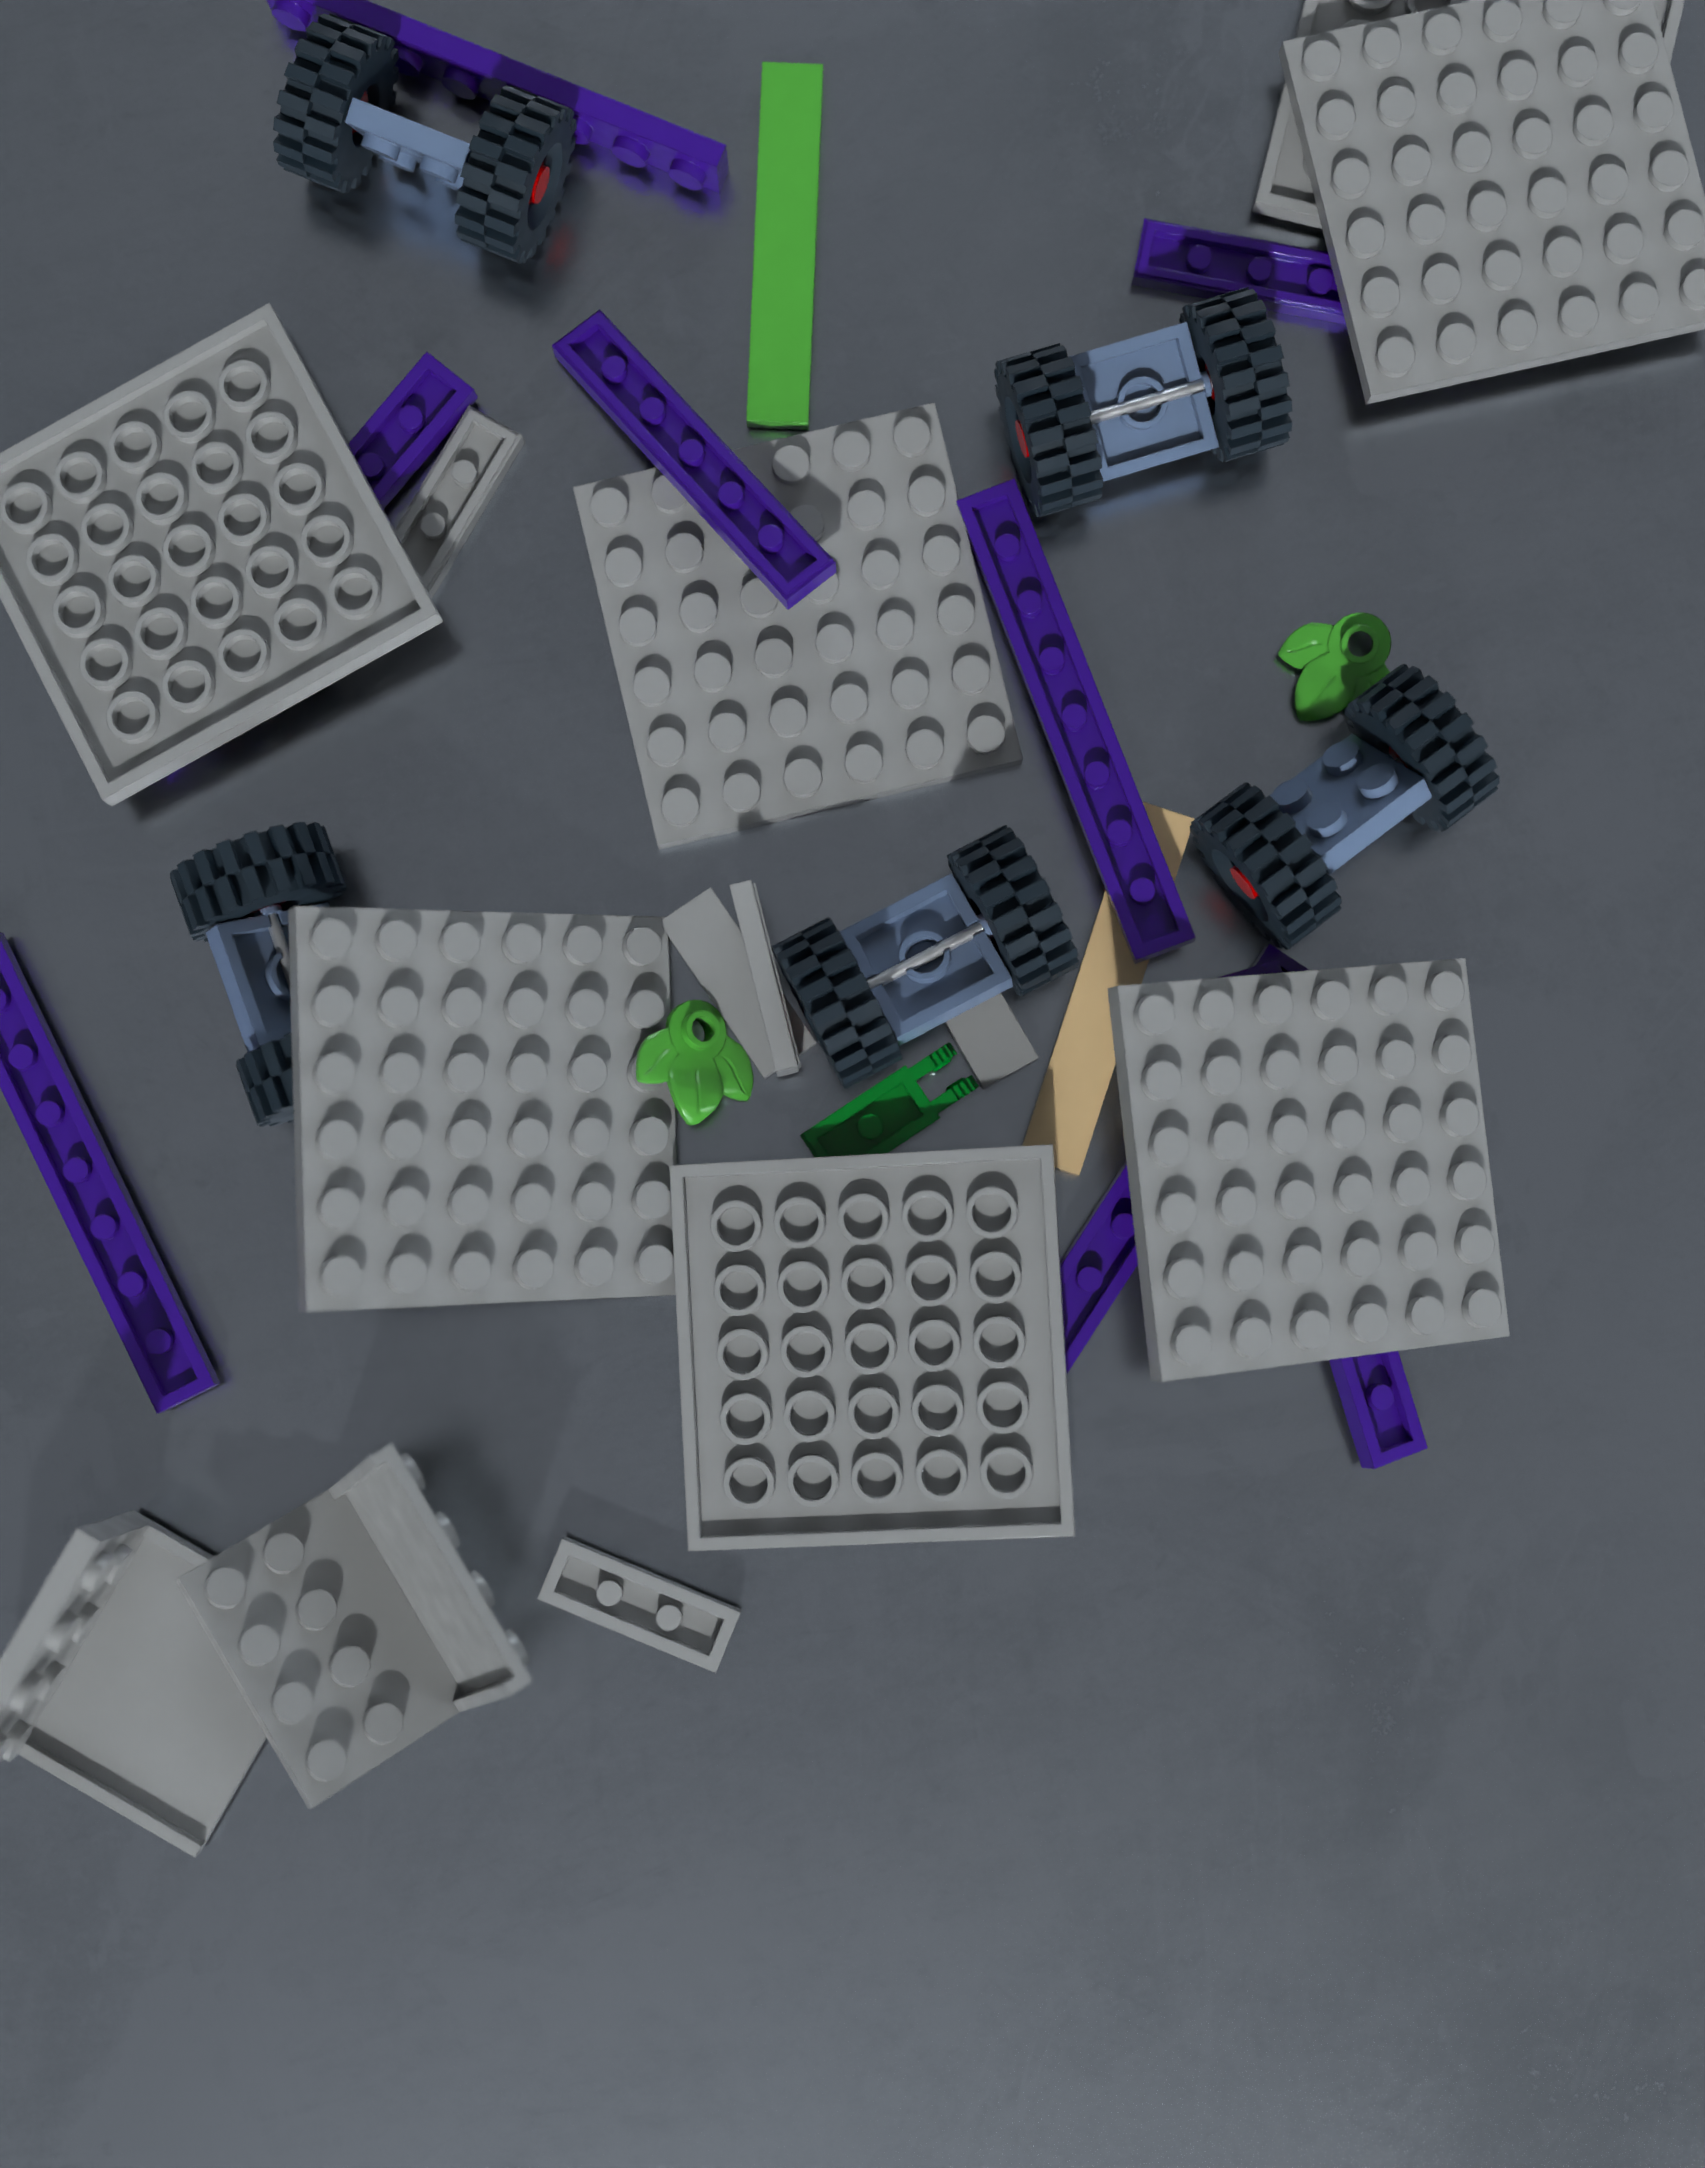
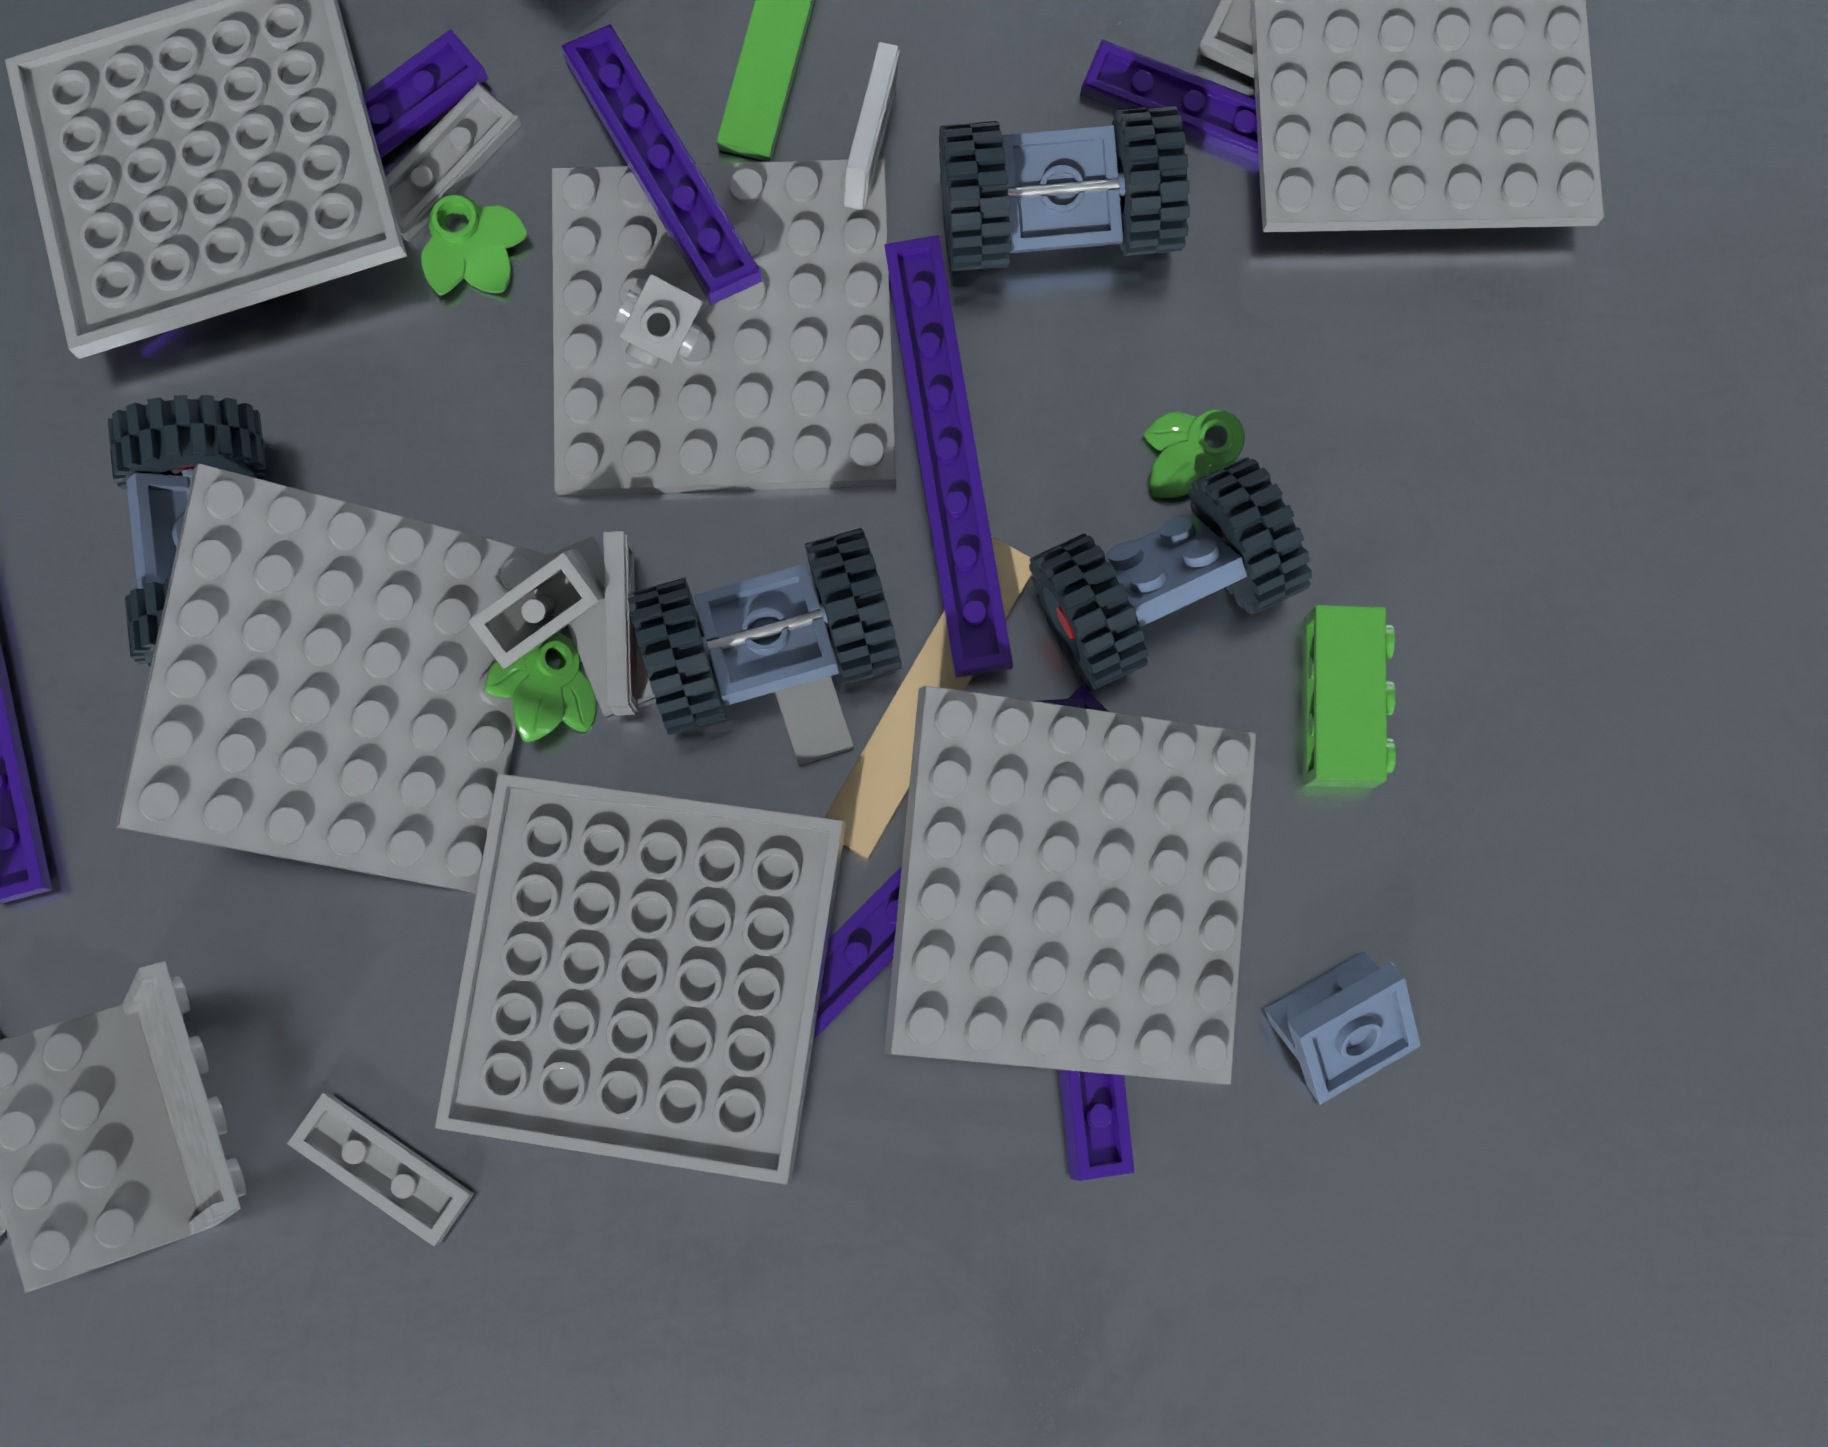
camera: 10 degrees right, 5 degrees down
(509, 598) = (474, 252): none -> bright green plate
(678, 980) = (538, 607): none -> light grey slope
(727, 619) = (659, 298): none -> light grey brick
(887, 1112) = (708, 765): green hinge -> none
(917, 371) = (871, 126): none -> light grey tile
(1554, 899) = (1348, 697): none -> bright green brick
(1619, 1247) = (1347, 1024): none -> sand blue bracket

